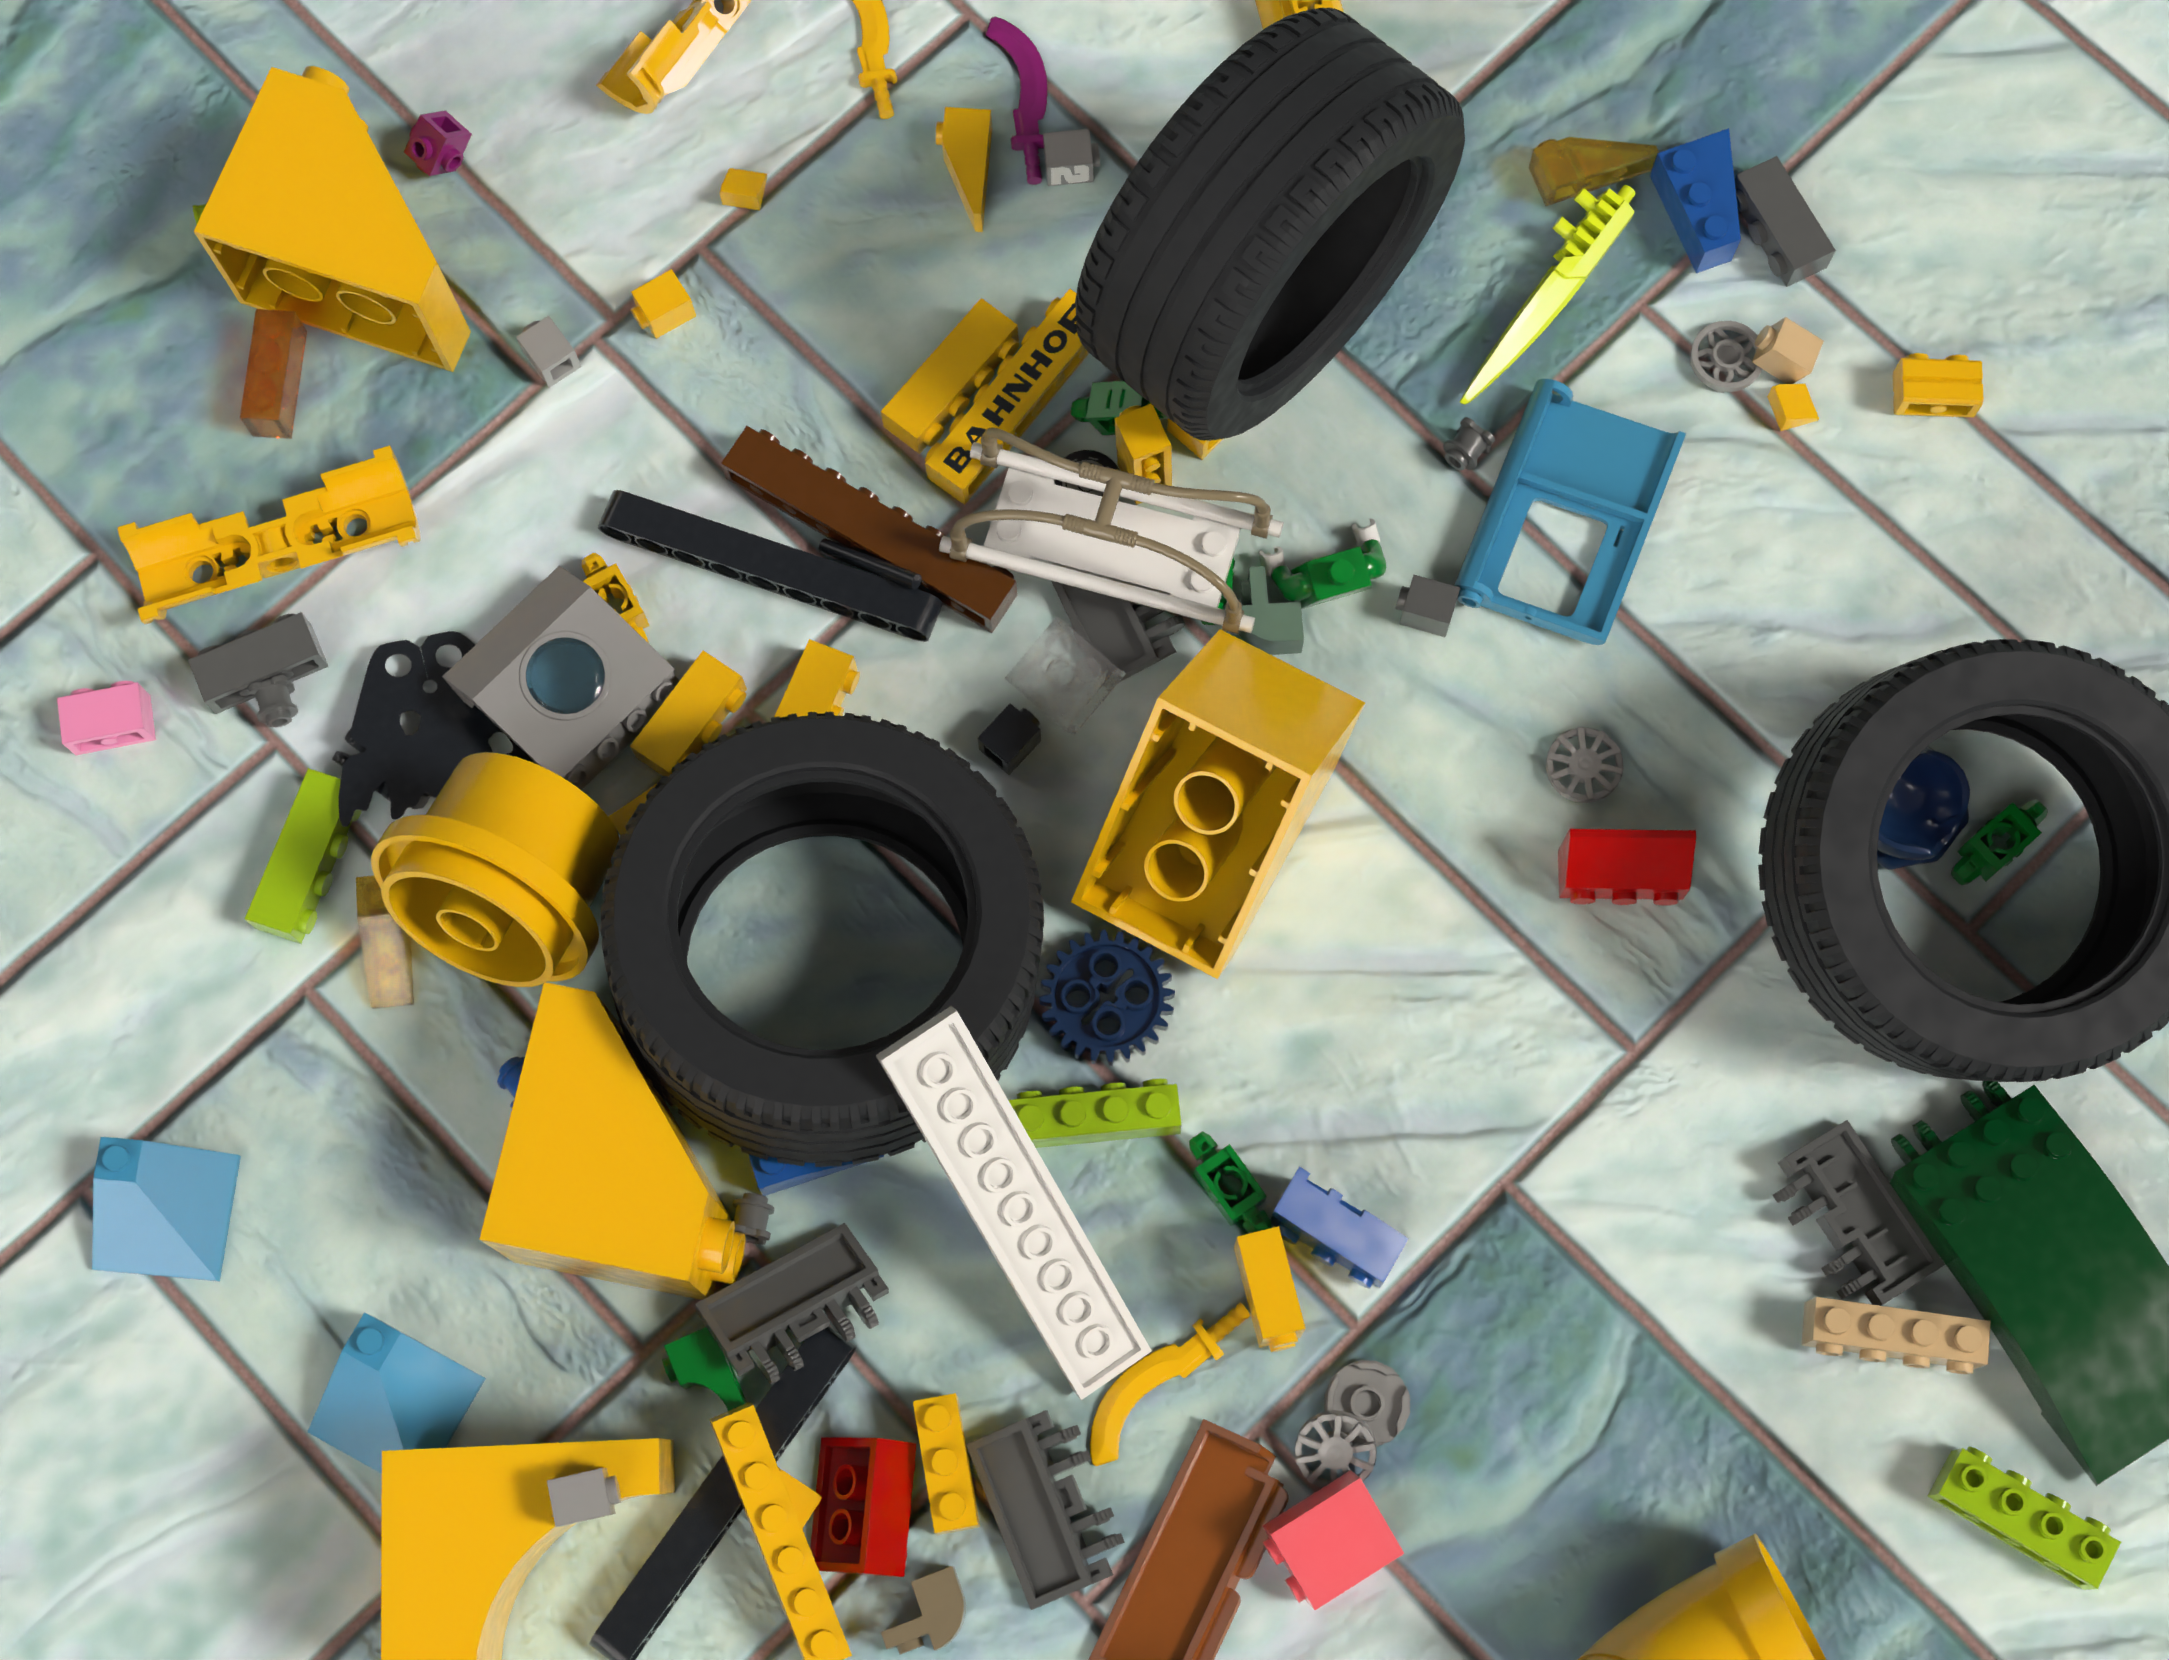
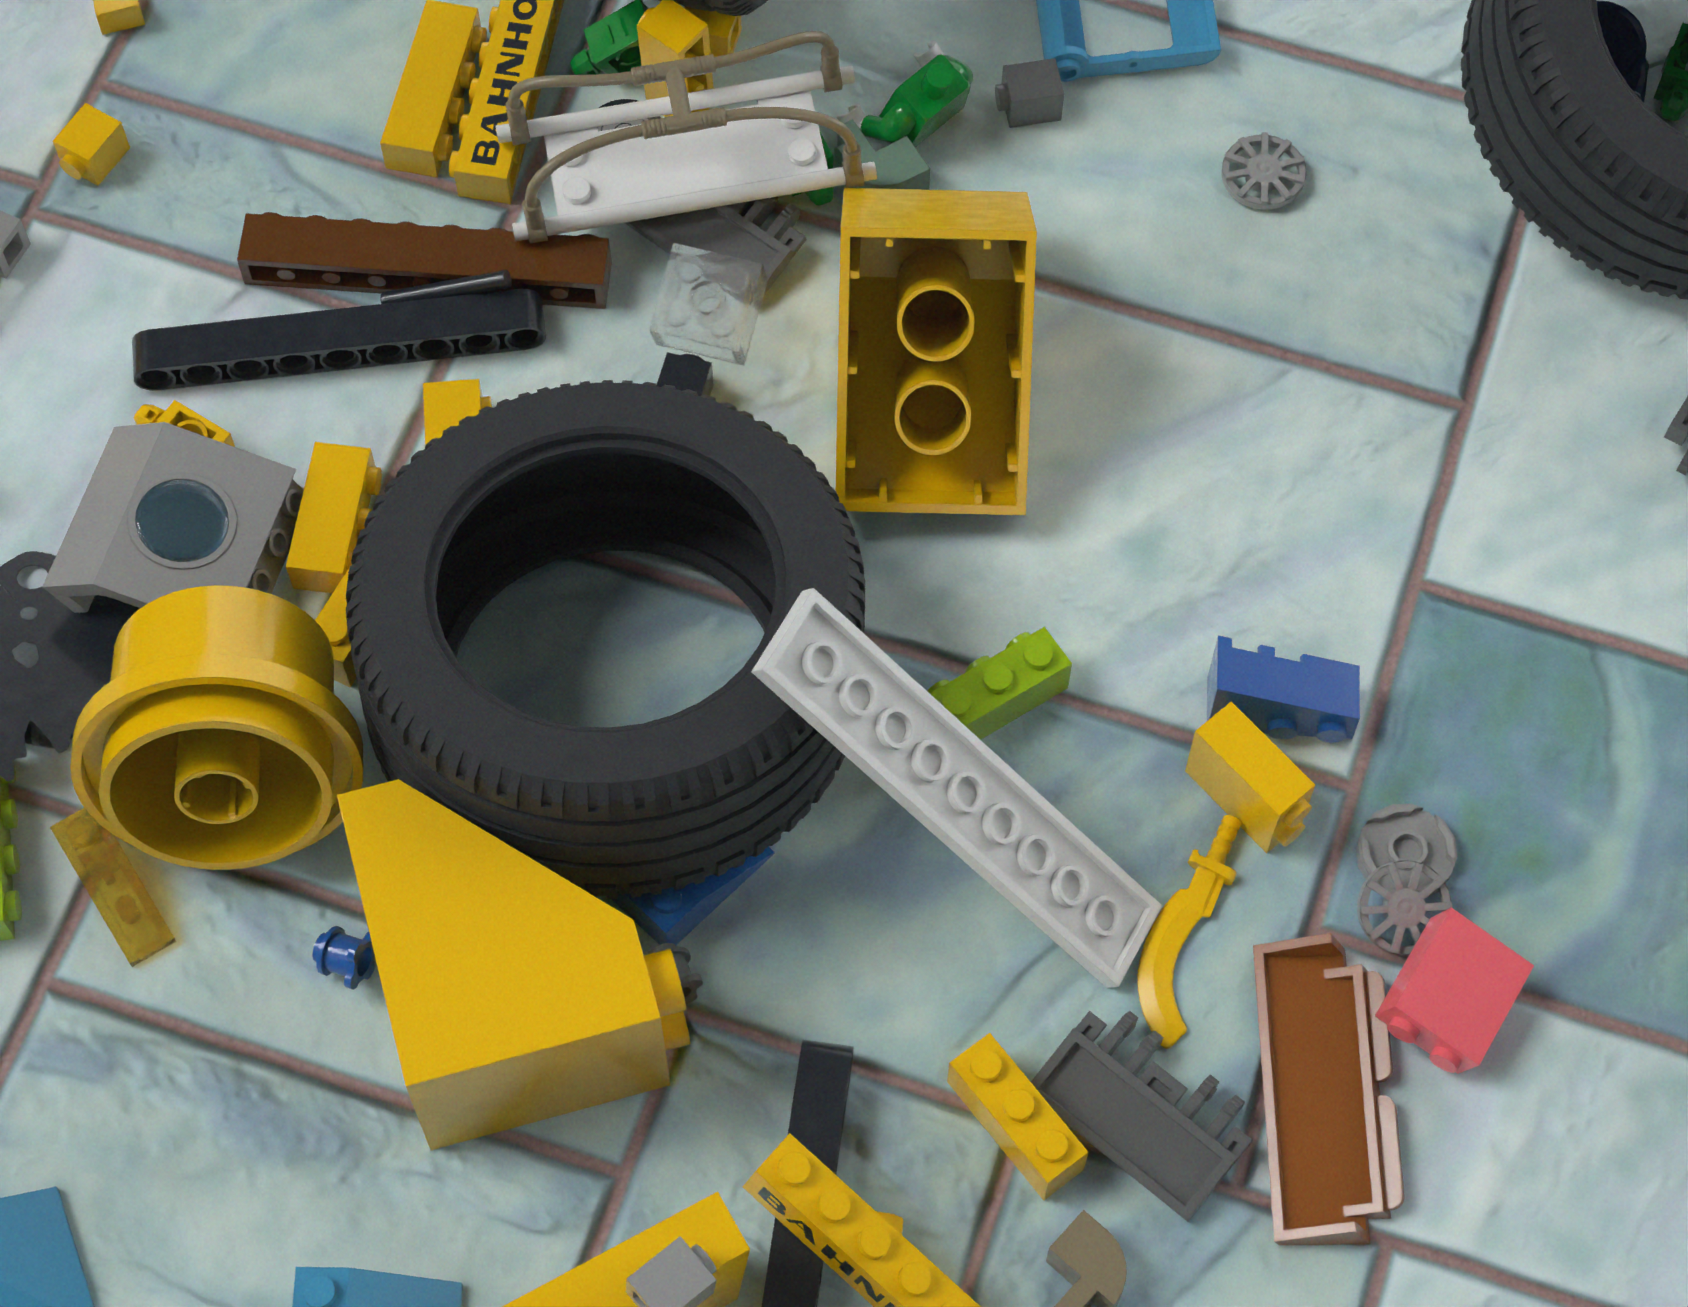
camera: 30 degrees left, 10 degrees down
(701, 1363) = (702, 1145): green arch -> none
(792, 1296) = (767, 1015): dark grey hinge -> none
(863, 1505) = (953, 1198): red slope -> none
(1078, 973) = (964, 597): dark blue gear -> none
(1204, 1149) = (1147, 687): green piece -> none
(1626, 865) = (1360, 232): red slope -> none

